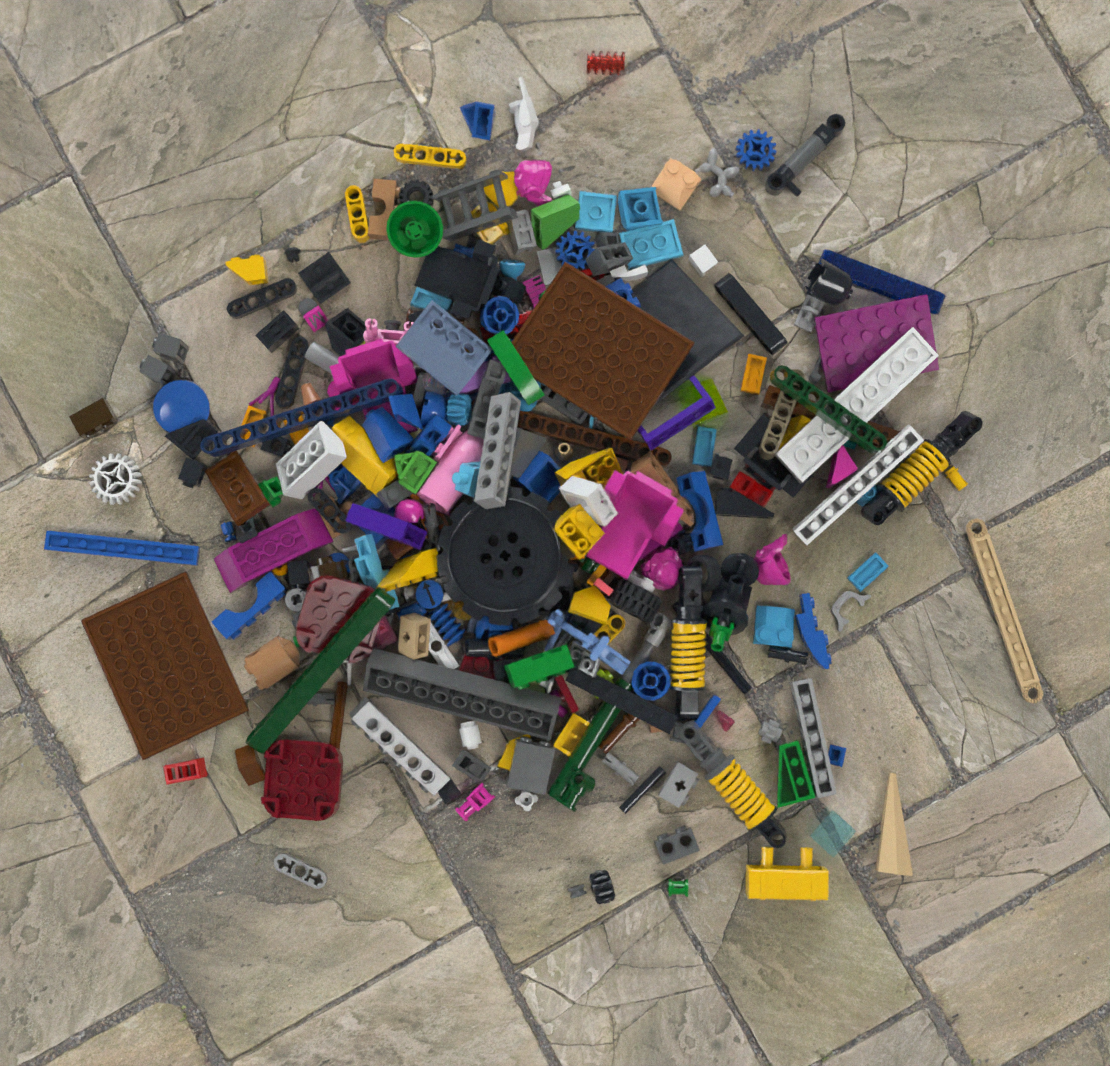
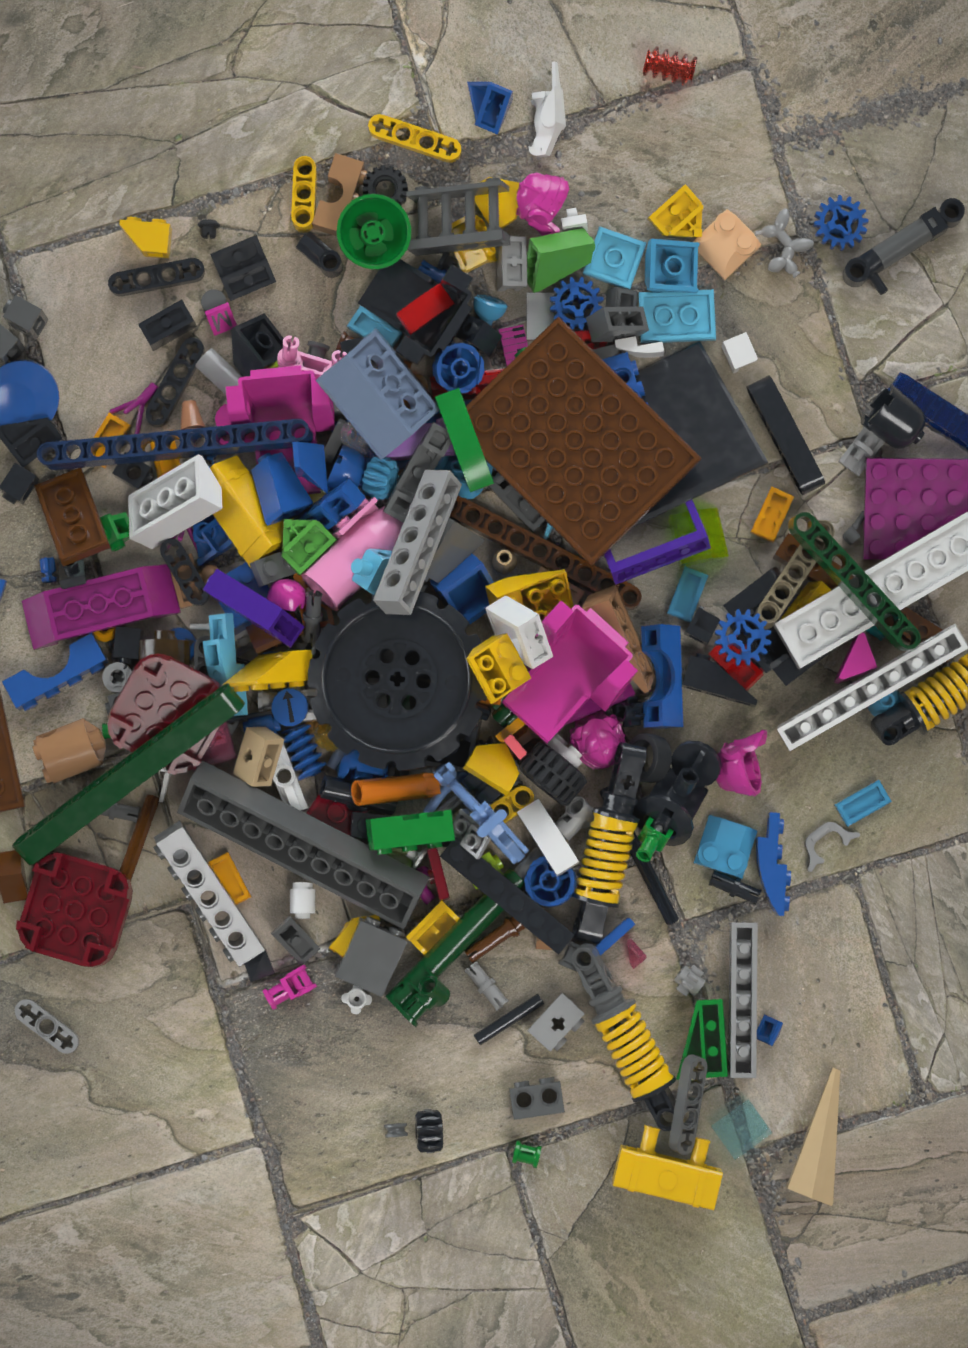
camera: 10 degrees right, 0 degrees up
(379, 255) = (319, 254): none -> black piece
(412, 730) = (230, 878): none -> light orange tile
(464, 278) = (425, 308): none -> red slope
(636, 170) = (679, 215): none -> yellow slope
(642, 649) = (548, 837): none -> white slope
(760, 477) = (754, 635): none -> blue gear
(790, 847) = (682, 1140): none -> dark grey beam

